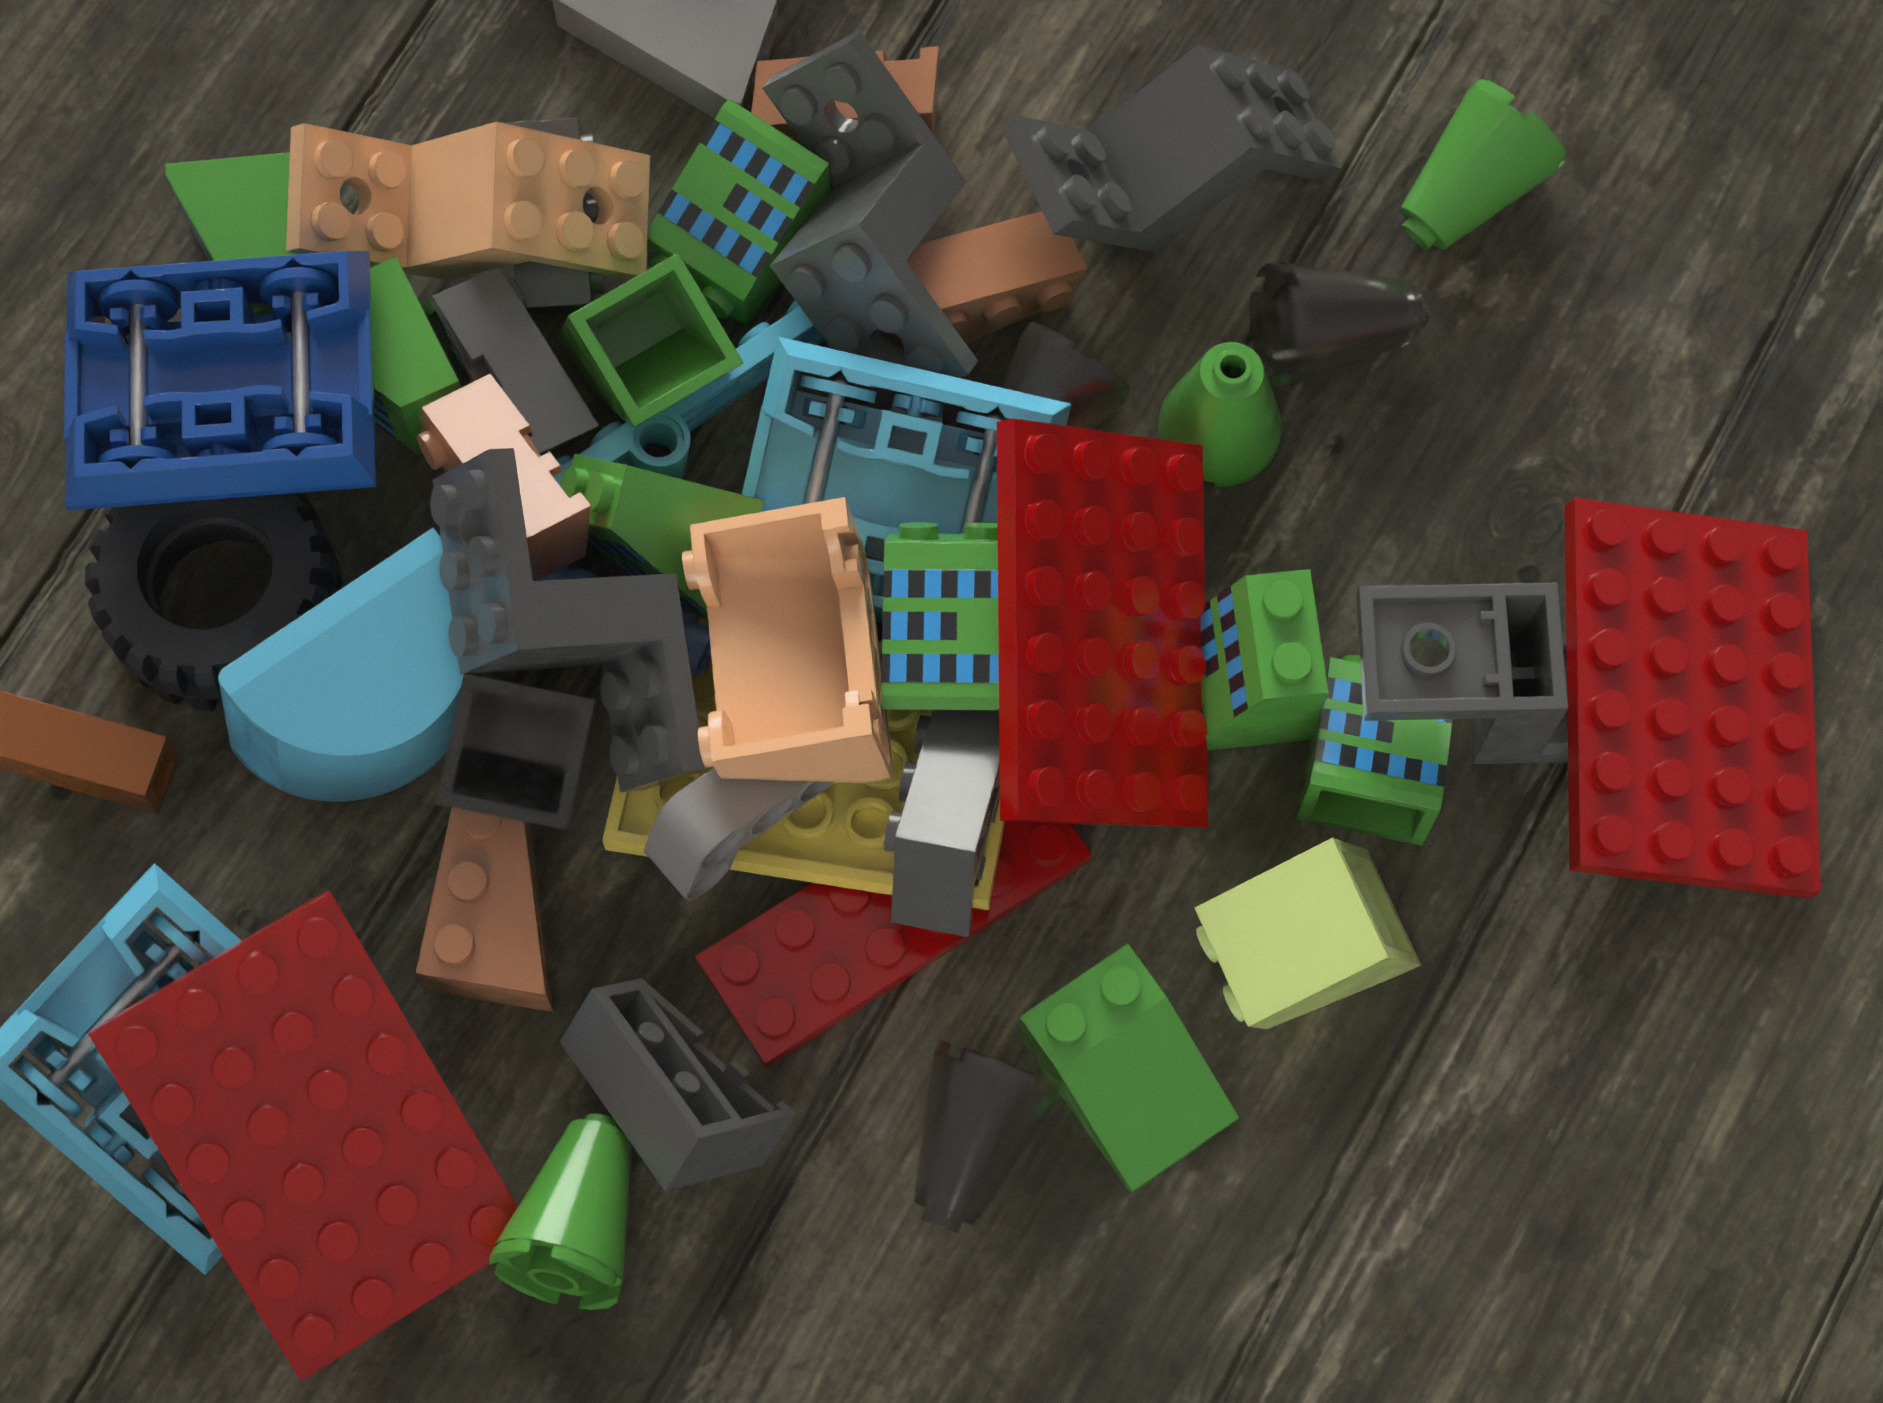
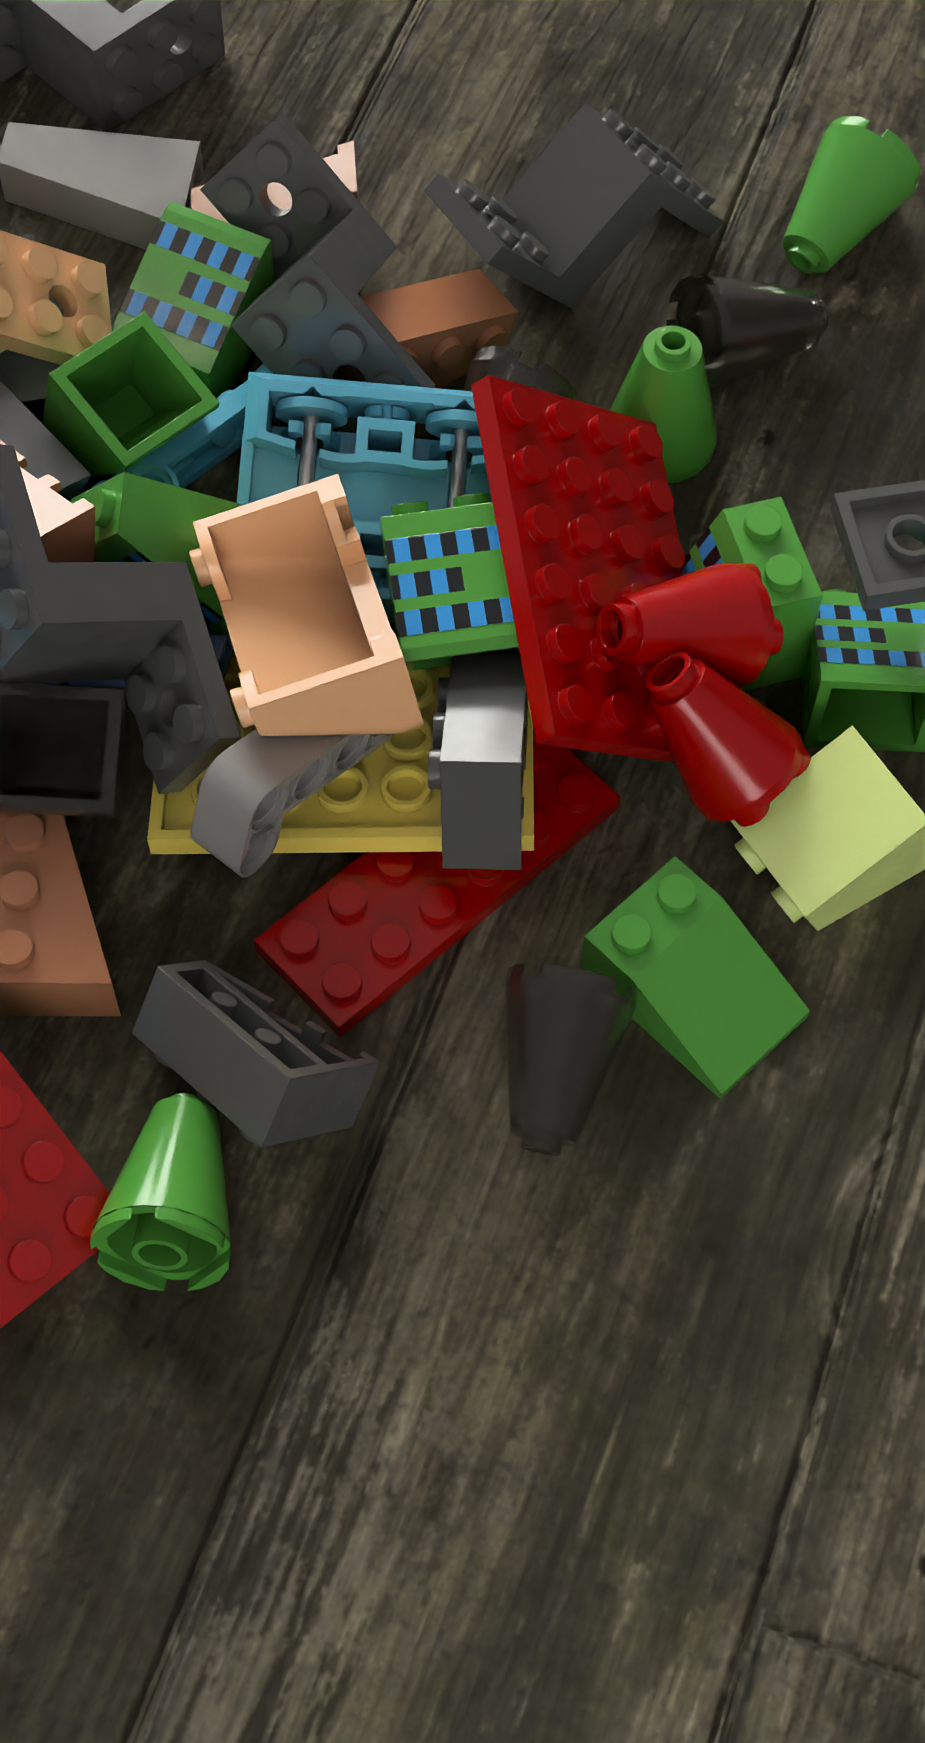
camera: 10 degrees left, 10 degrees down
(1188, 708) = (709, 614): none -> red cone
(1199, 833) = (723, 740): none -> red cone

